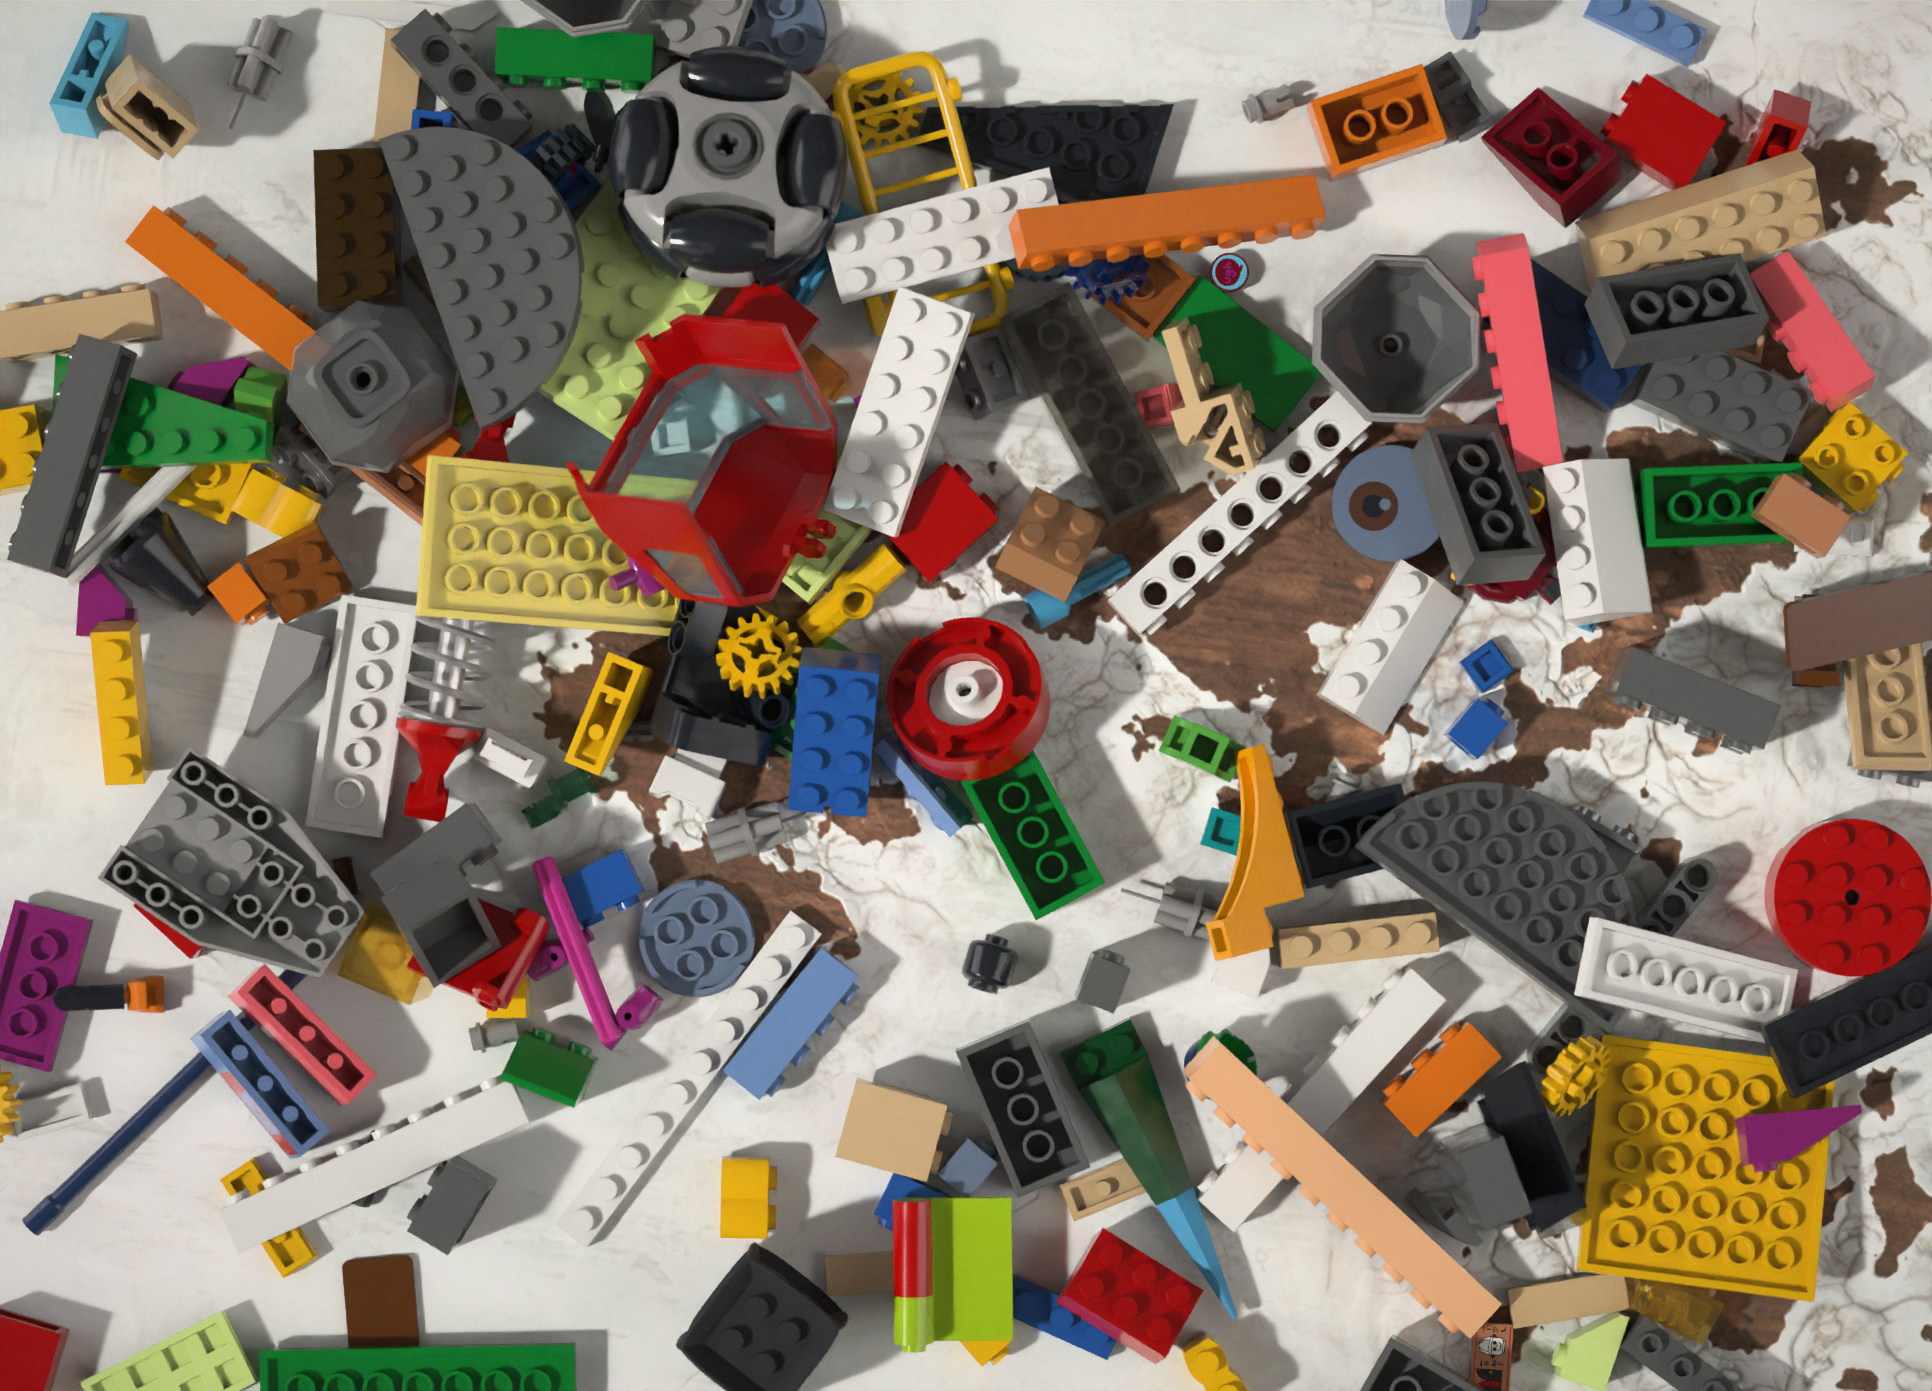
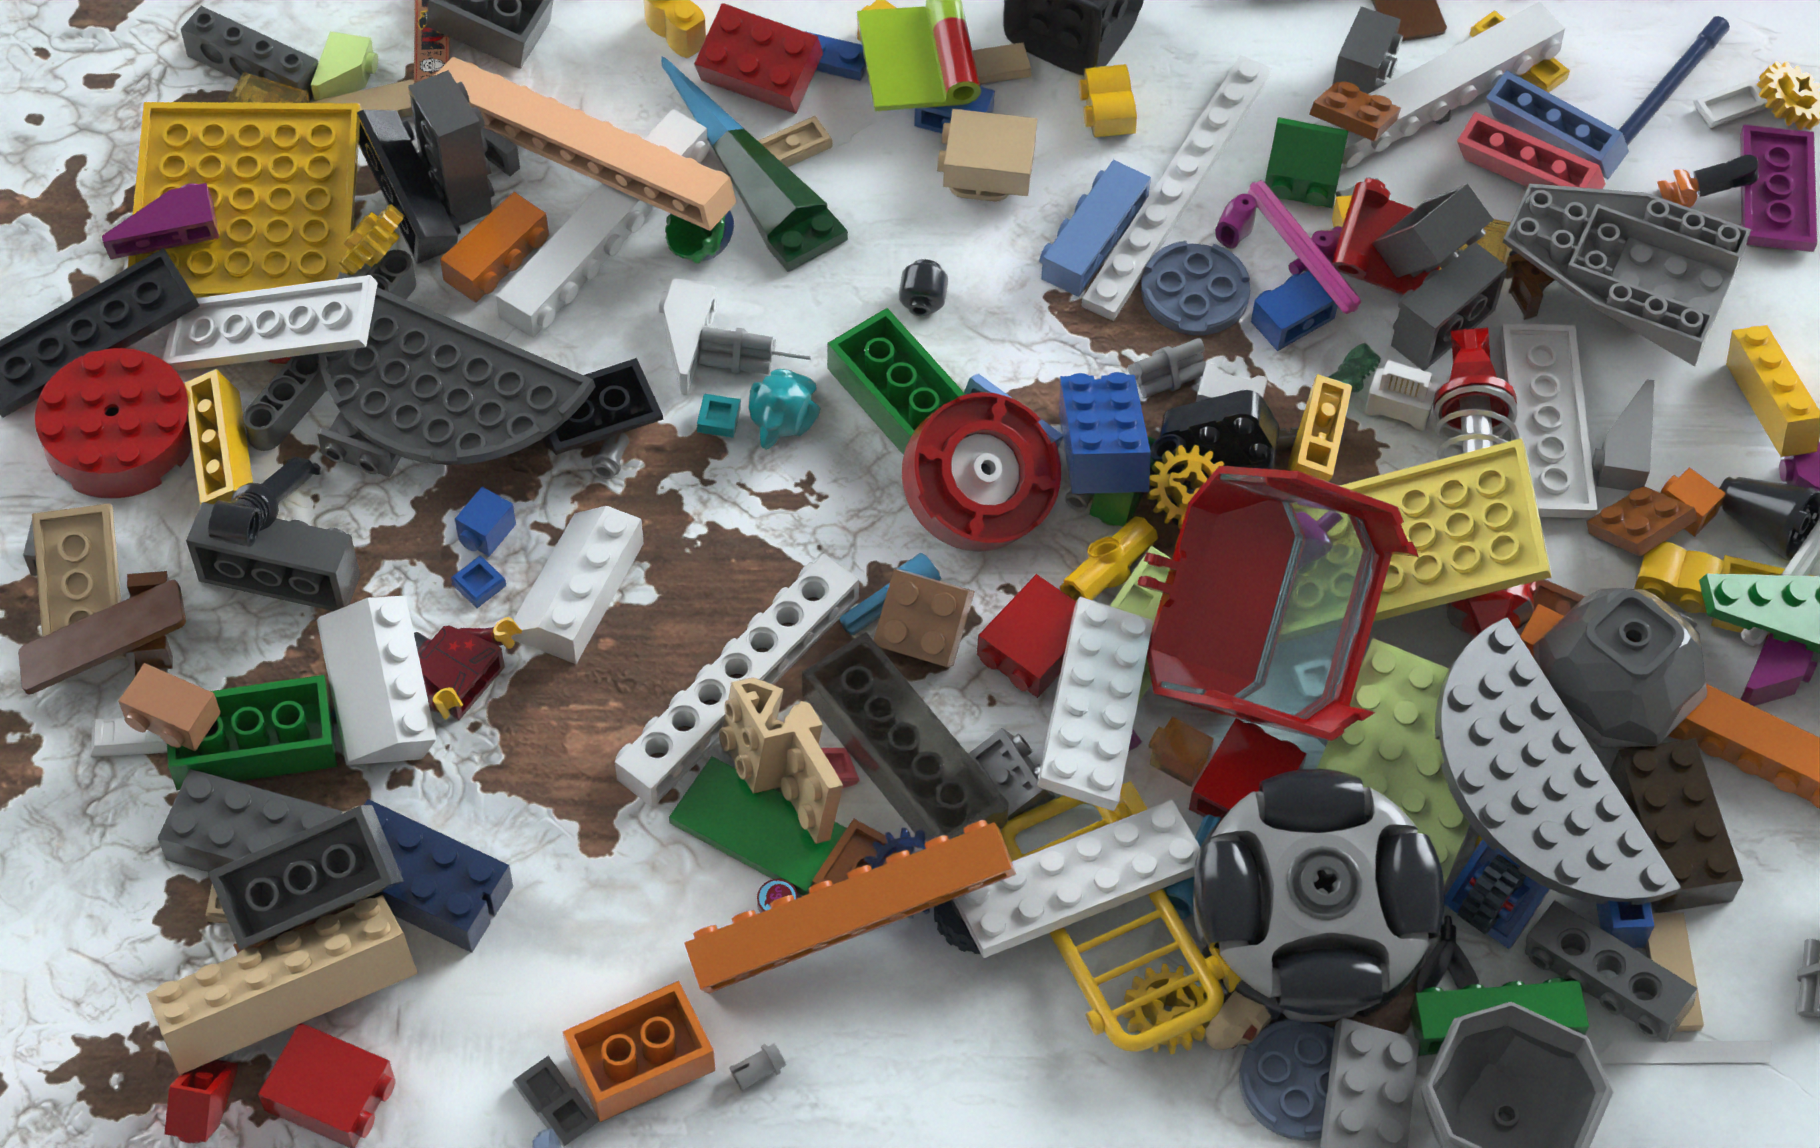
camera: 170 degrees right, 30 degrees down
(262, 395) = (1726, 656): bright green brick -> none
(484, 1112) = (1355, 110): none -> dark orange plate
(969, 1165) = (916, 141): sand blue brick -> none
(1022, 1108) = (875, 182): dark grey brick -> none
(1086, 147) = (954, 995): black wing -> none
(1103, 980) = (817, 275): dark grey brick -> none
(1157, 828) = (782, 406): none -> teal head
(1201, 748) = (750, 473): bright green brick -> none
(1263, 866) = (680, 364): light orange arch -> none
(1357, 939) = (592, 336): tan brick -> none
(1383, 505) = (587, 709): sand blue tile -> none
(1419, 310) = (591, 798): dark grey rock -> none
(1477, 503) = (500, 685): dark grey brick -> none
(1518, 350) = (471, 823): coral brick -> none
(1554, 157) = (446, 1049): dark red slope -> none
(1711, 722) = (256, 504): none -> black piece
(1741, 847) = (217, 437): none -> yellow brick
(1811, 333) = (162, 897): coral brick -> none
(1851, 458) = (117, 797): yellow brick -> none

